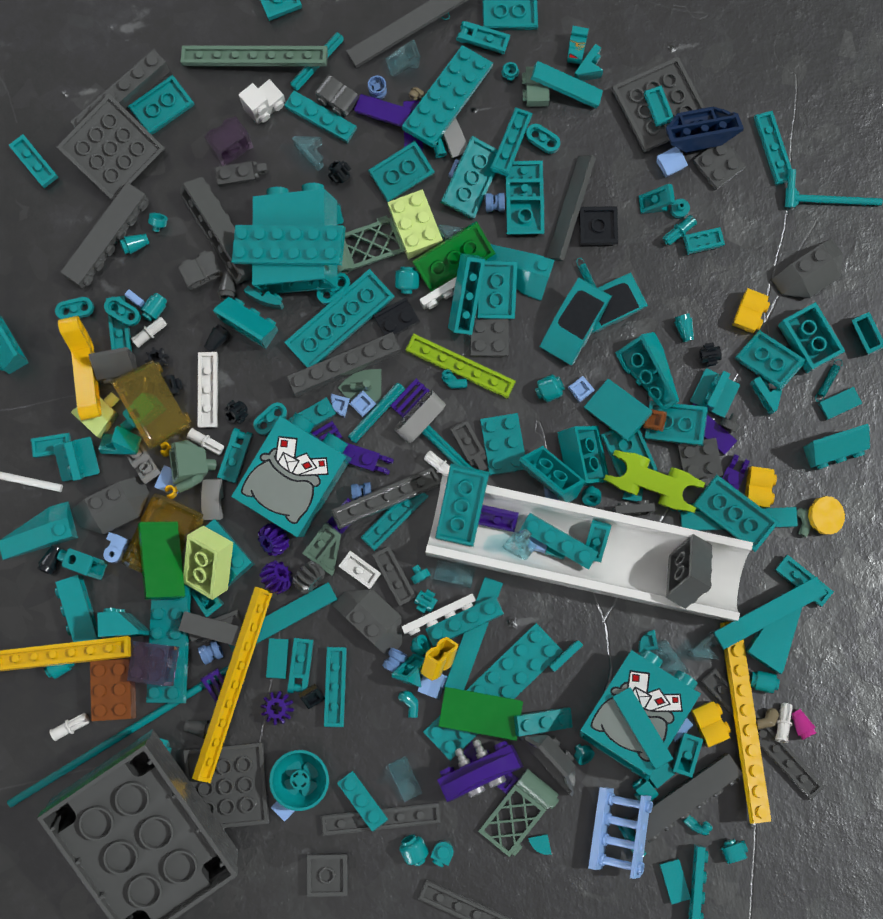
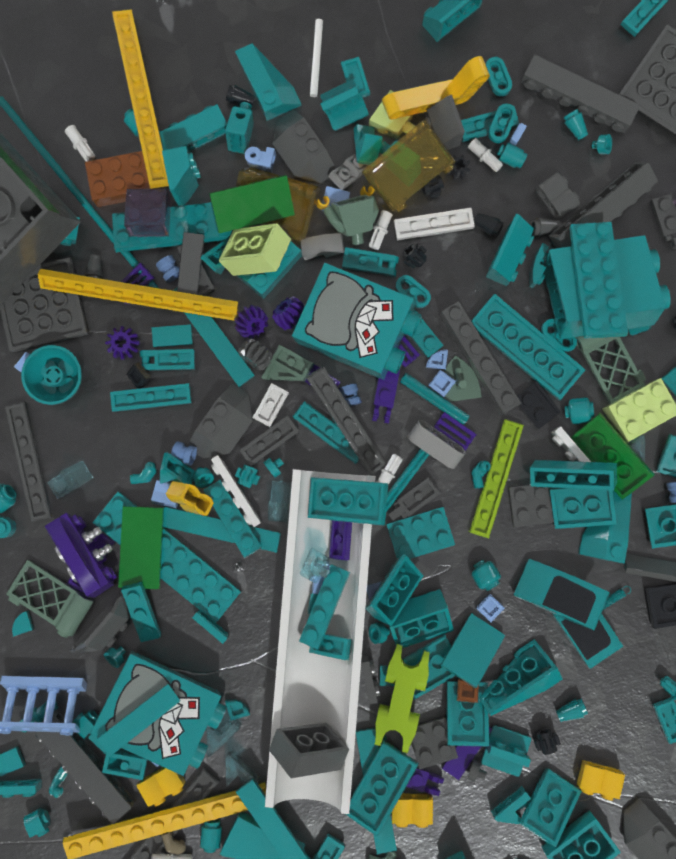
camera: 80 degrees right, 5 degrees up
(362, 801) = (41, 441): teal plate -> none

